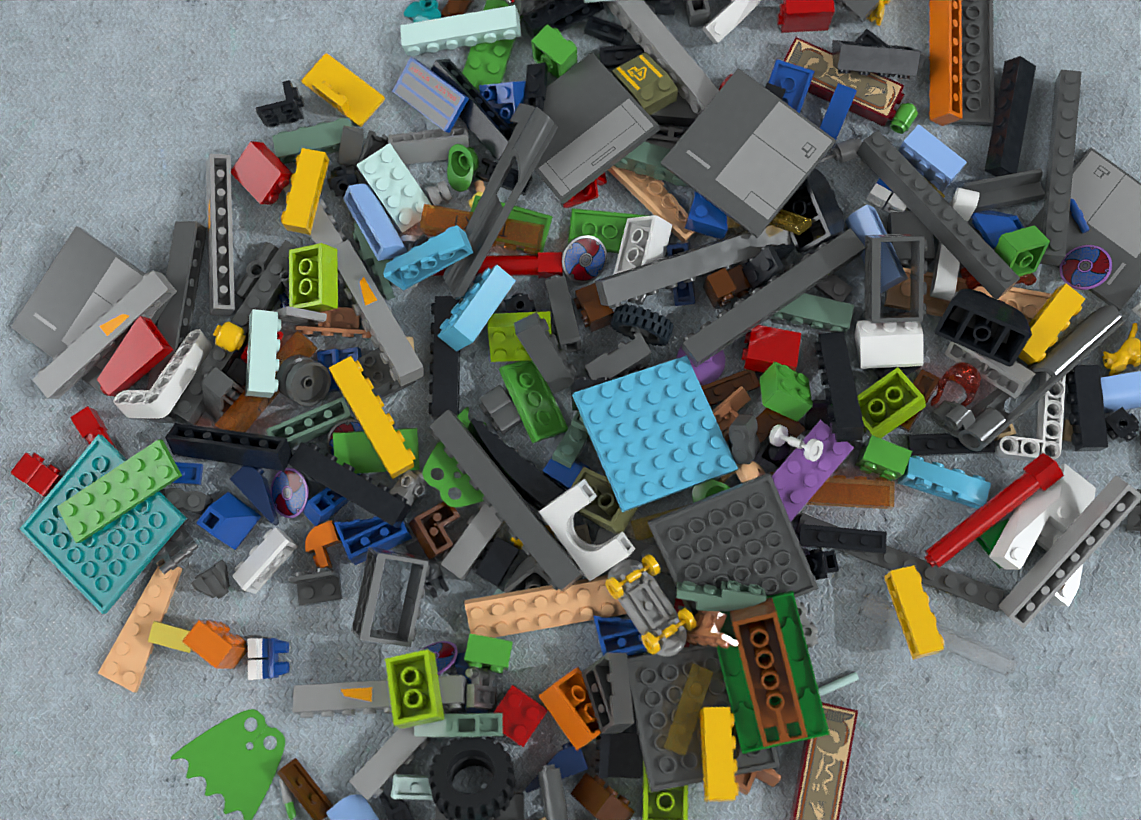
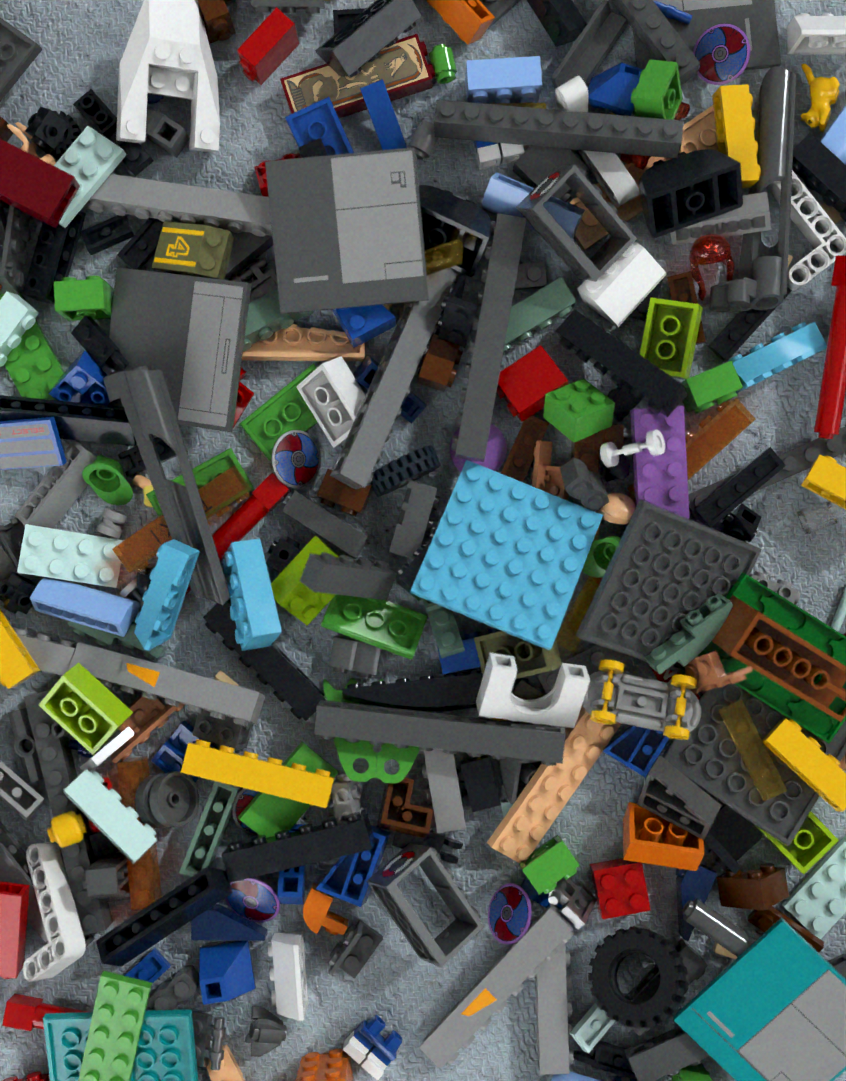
camera: 50 degrees left, 10 degrees up
(414, 689) = (525, 961): lime brick -> none
(463, 725) = (585, 948): sand green slope -> none

